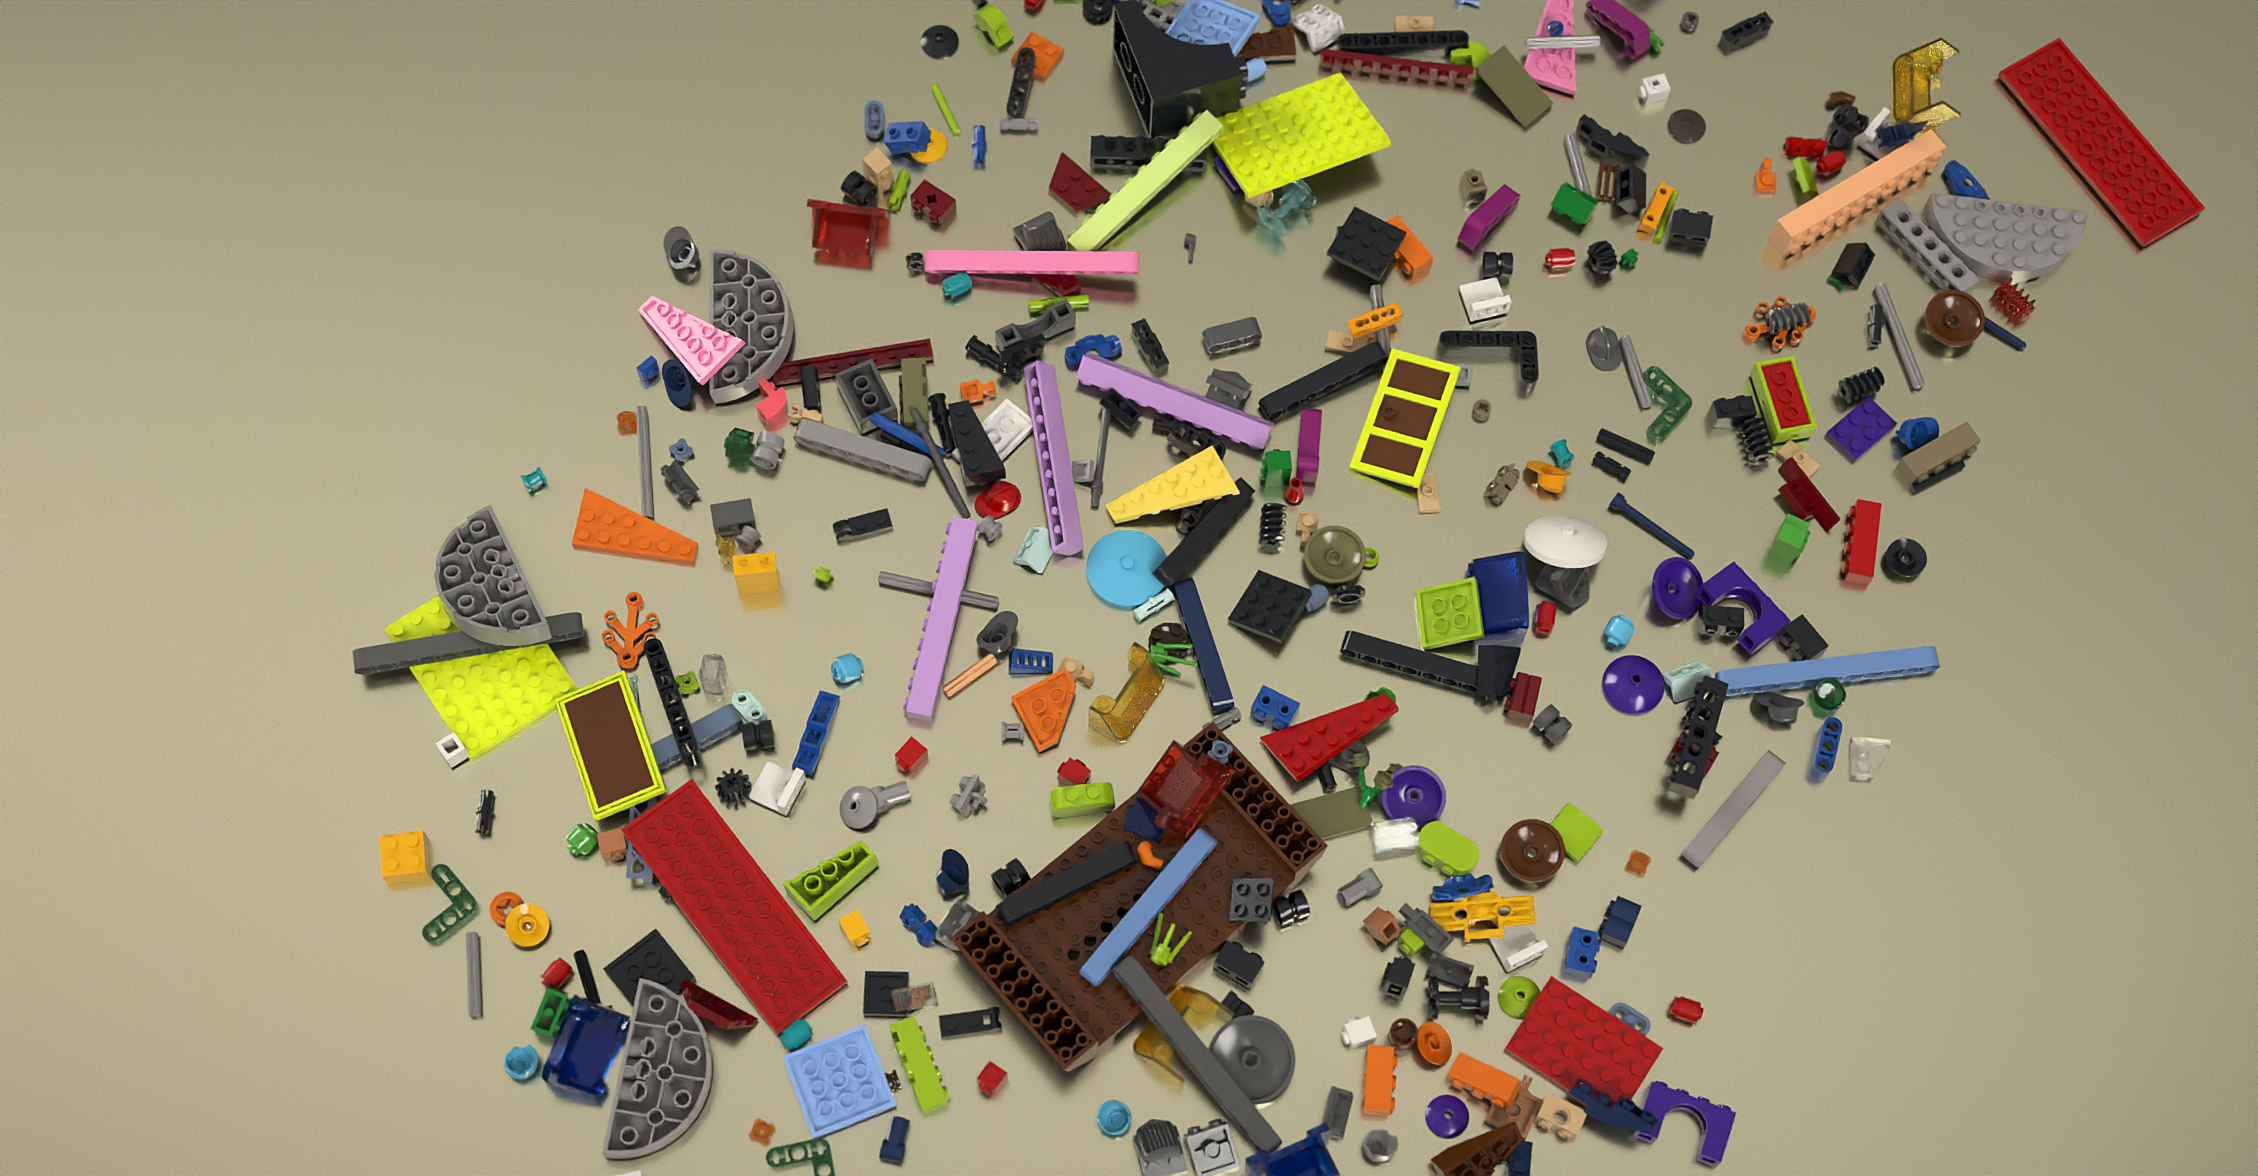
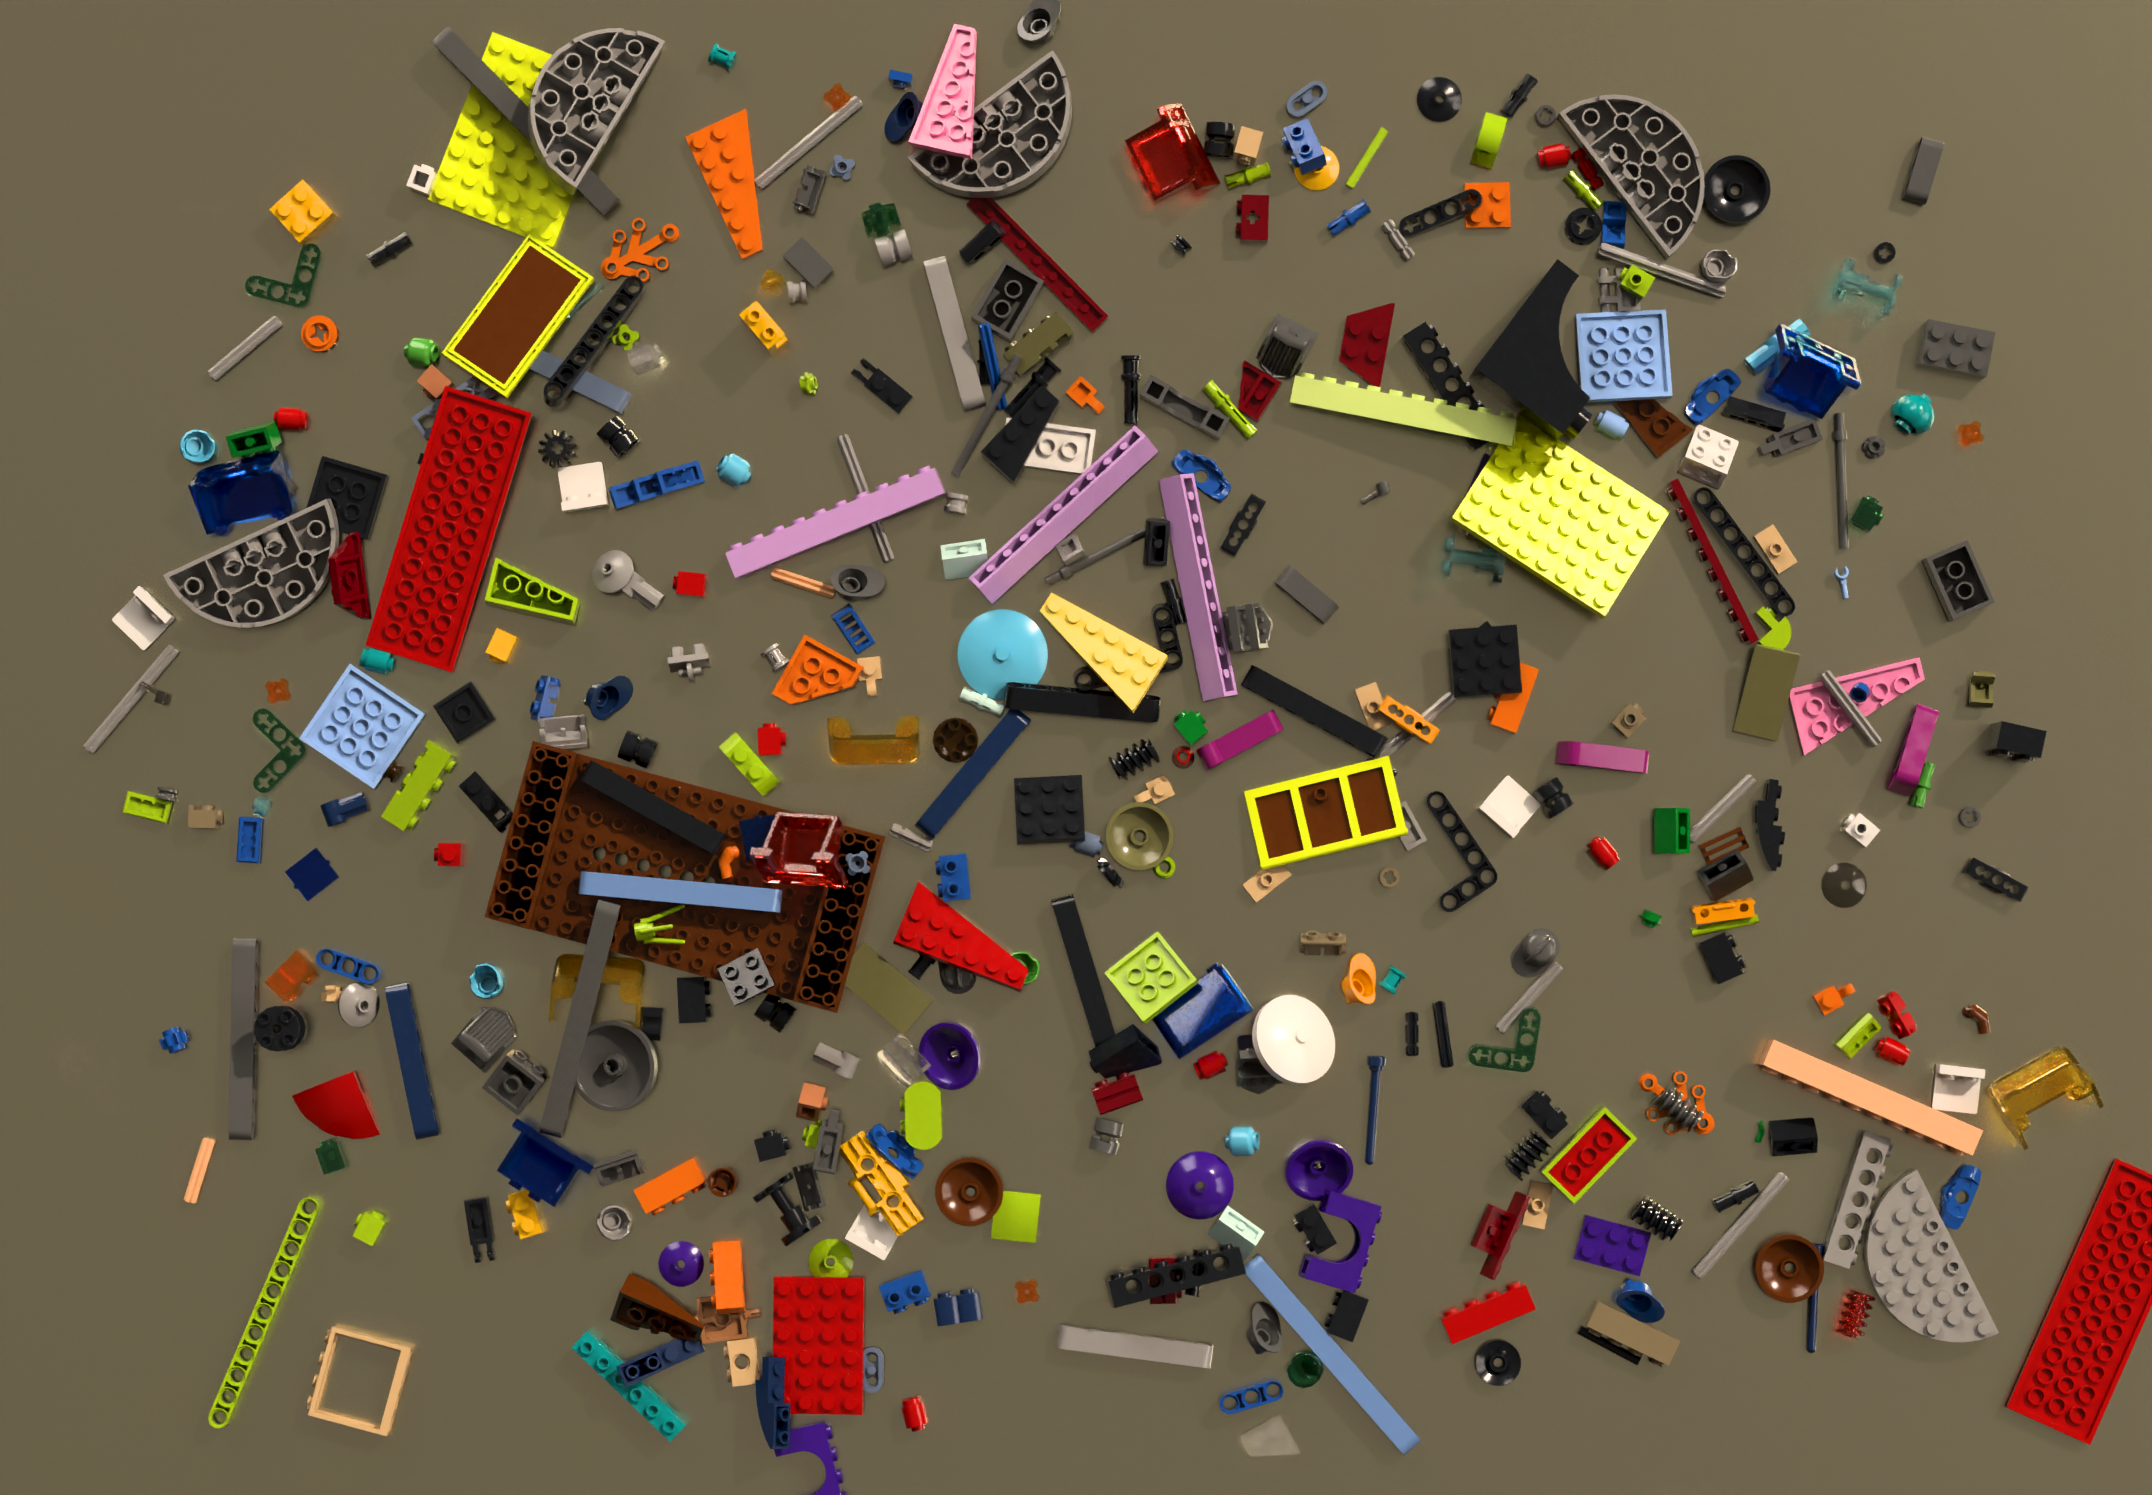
camera: 55 degrees right, 20 degrees up
(530, 914) = (304, 365): yellow dish -> none
(586, 976) = (305, 448): black axle -> none
(748, 707) = (640, 409): light aqua plate -> none
(774, 405) = (942, 222): coral brick -> none
(805, 414) = (954, 264): tan plate -> none
(914, 997) = (475, 739): clear tile -> none
(956, 284) = (1182, 301): teal brick -> none
(997, 500) = (991, 490): red piece -> none
(1020, 352) = (1147, 412): black plate -> none
(1032, 262) = (1249, 358): bright pink beam -> none
(1160, 655) = (931, 741): bright green plant -> none
(1358, 1032) = (701, 1141): white brick -> none
(1382, 779) = (938, 1020): olive plant -> none
(1434, 1043) = (740, 1218): orange dish -> none
(1602, 257) = (1628, 893): black gear -> none
(1790, 539) = (1443, 1244): bright green brick -> none
(1846, 125) = (1942, 1043): black hinge -> none
(1899, 133) = (1963, 1103): dark blue hinge -> none

